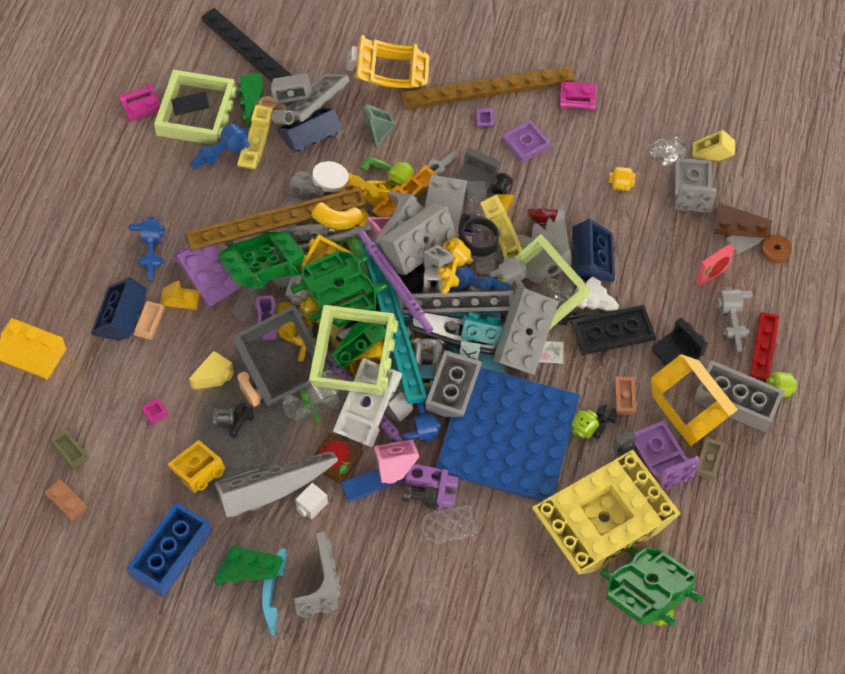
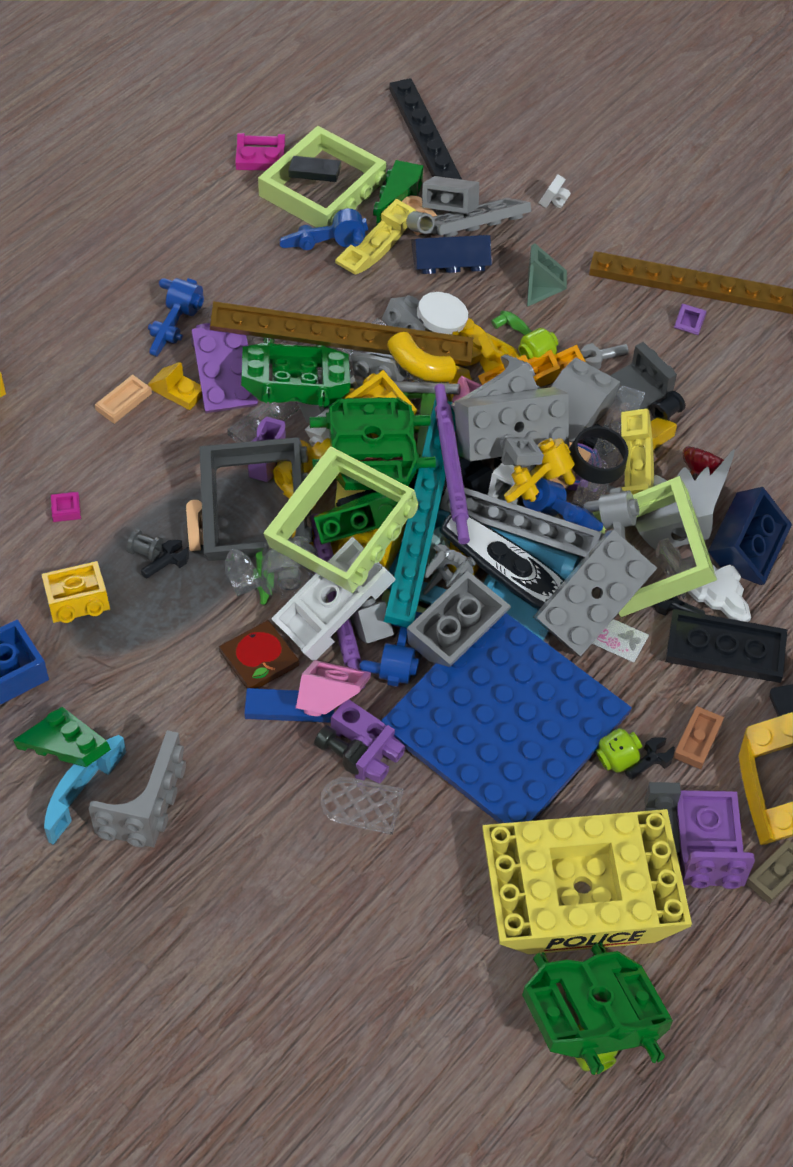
camera: 25 degrees right, 5 degrees down
(119, 310) = (94, 373): dark blue slope -> none
(212, 372) = (160, 488): light yellow slope -> none
(259, 488) = (138, 650): light grey wedge -> none
(311, 501) = (194, 695): white brick -> none
(366, 59) = (578, 185): yellow wedge -> none
(470, 350) = (508, 590): light aqua tile -> none
(481, 328) = (537, 567): teal bracket -> none
(526, 141) = (731, 368): medium lavender tile -> none

